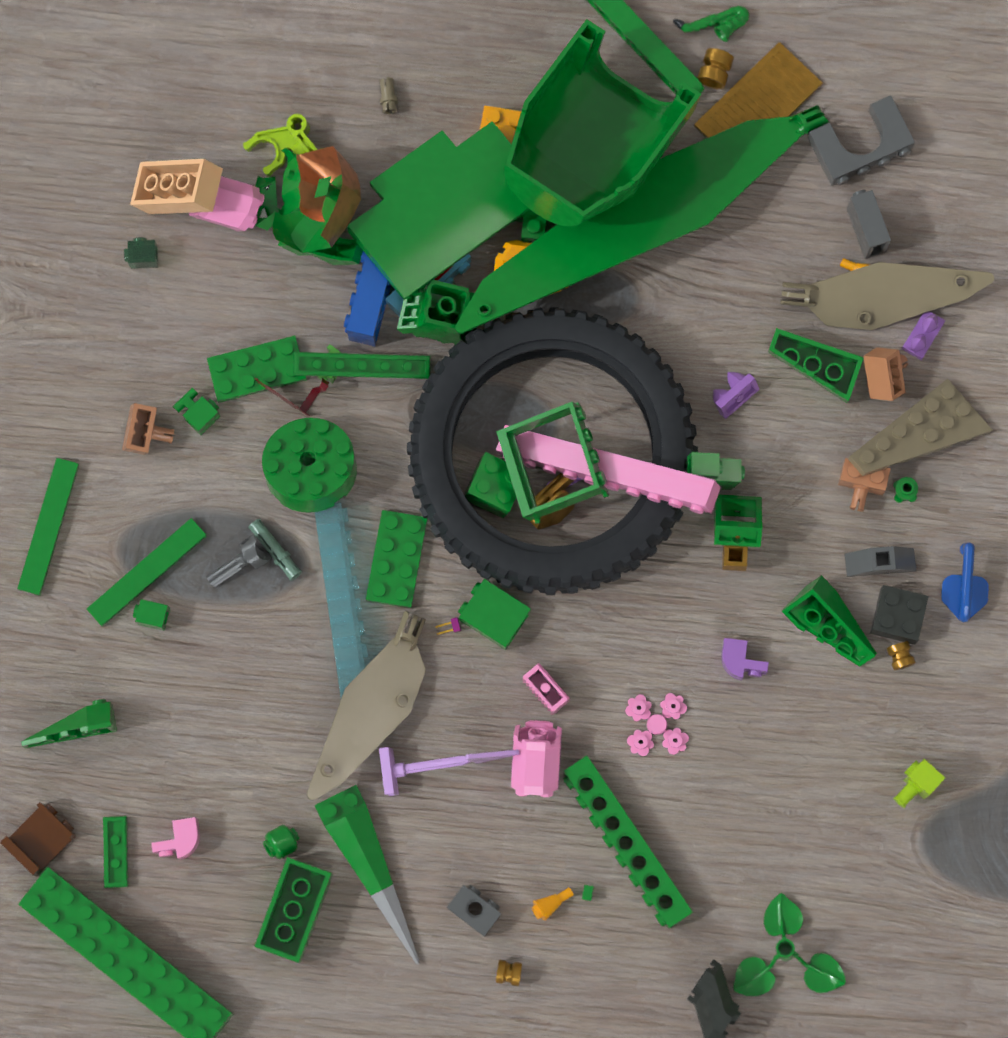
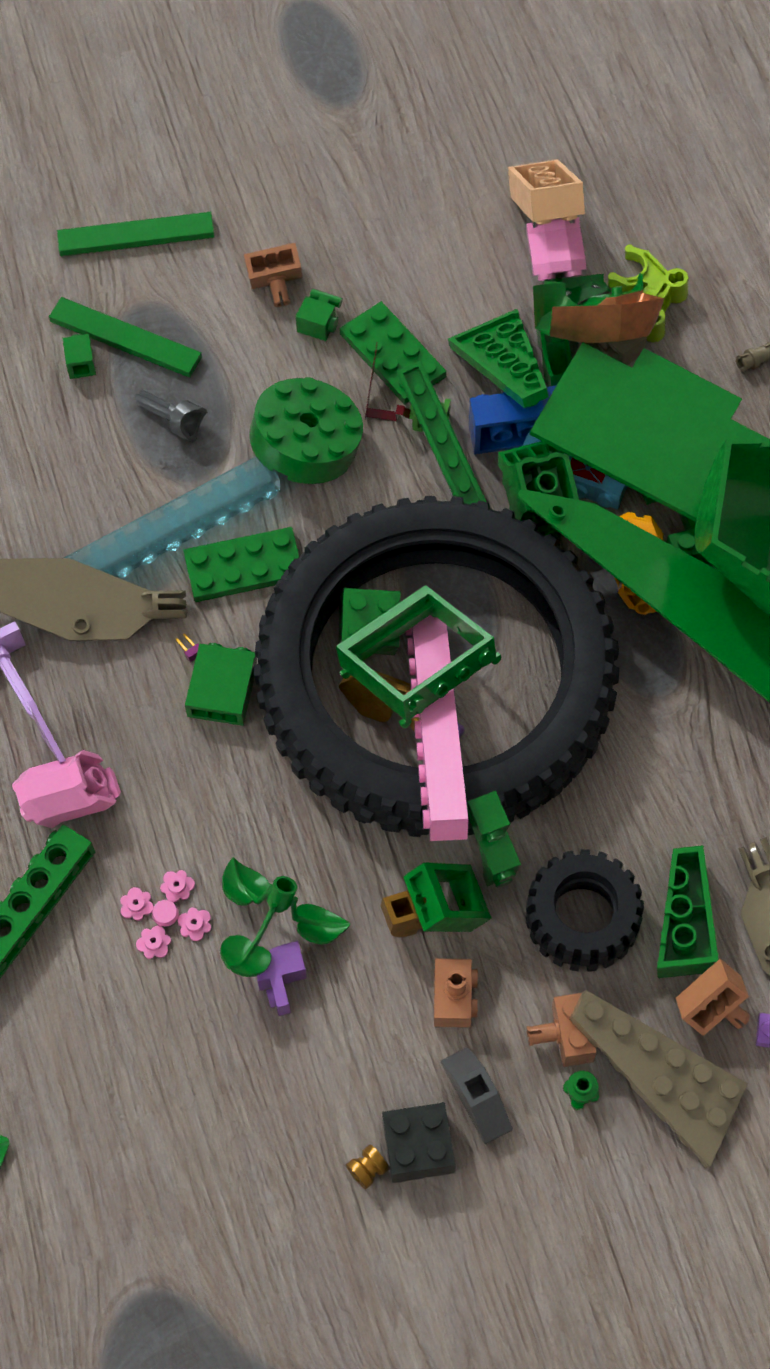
camera: 65 degrees right, 15 degrees down
(141, 253) = (463, 202): clear green brick -> none
(280, 556) = (195, 450): sand green pin -> none
(309, 287) = (503, 356): none -> green wing
(545, 689) = (154, 768): bright pink brick -> none
(712, 619) = (246, 886): none -> green plant
(741, 390) = (594, 837): medium lavender tile -> none
(790, 401) = (593, 874): none -> black tyre
(803, 546) = (454, 993): none -> nougat brick
(826, 616) = (379, 1054): green wedge -> none
(920, 779) = (214, 1251): lime brick -> none
(965, 592) = (483, 1214): blue piece -> none

